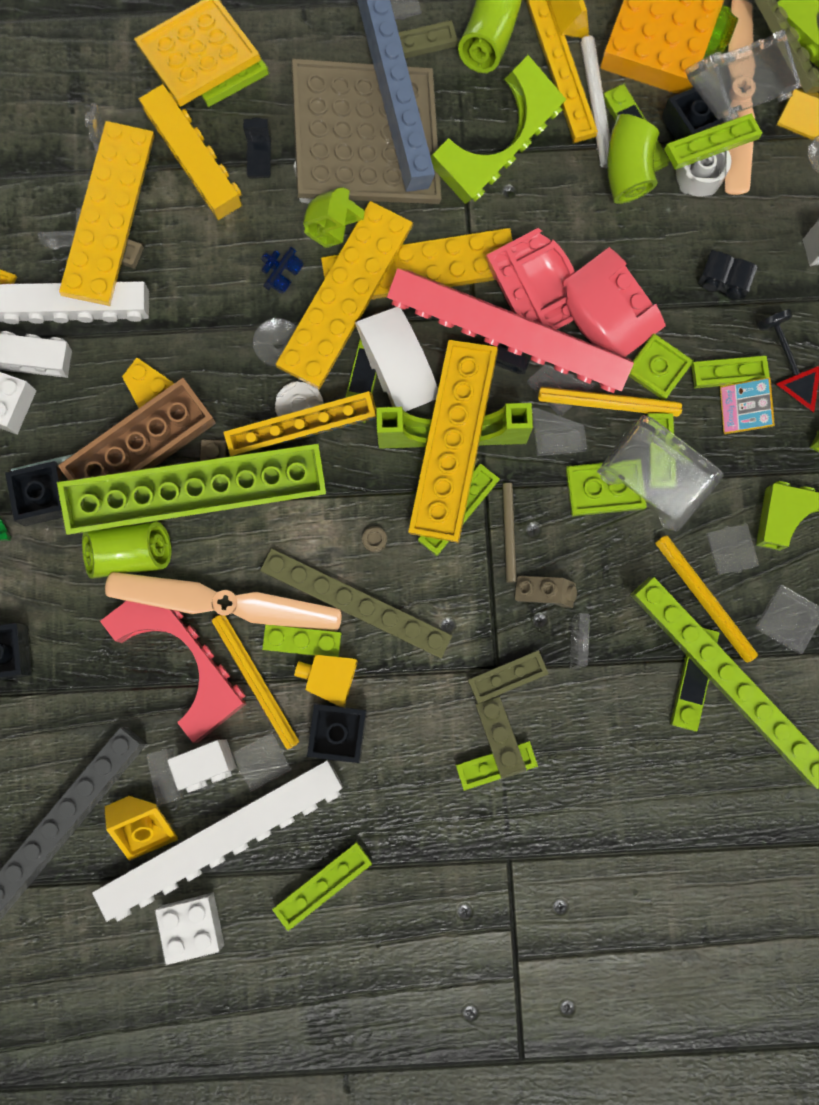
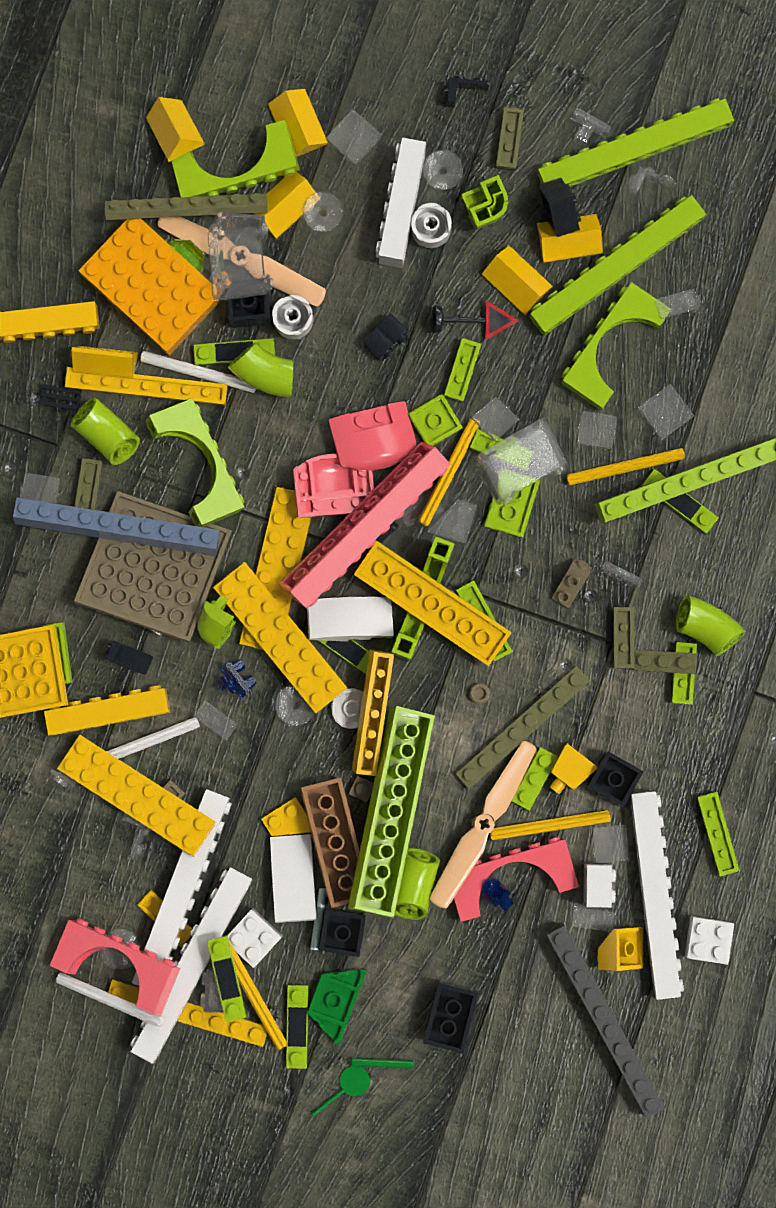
camera: 65 degrees left, 5 degrees up
(79, 416) = (293, 878): none -> white slope
(148, 649) = (496, 893): none -> clear blue hips
(182, 213) = (155, 738): none -> white axle
(228, 267) = (216, 720): none -> clear panel
(509, 533) = (516, 590): dark tan bar -> none
(566, 771) = (708, 625): none -> lime brick
(693, 427) = (495, 419): none -> clear piece
(713, 141) = (281, 305): lime plate -> none
(747, 406) = (495, 370): piece -> none

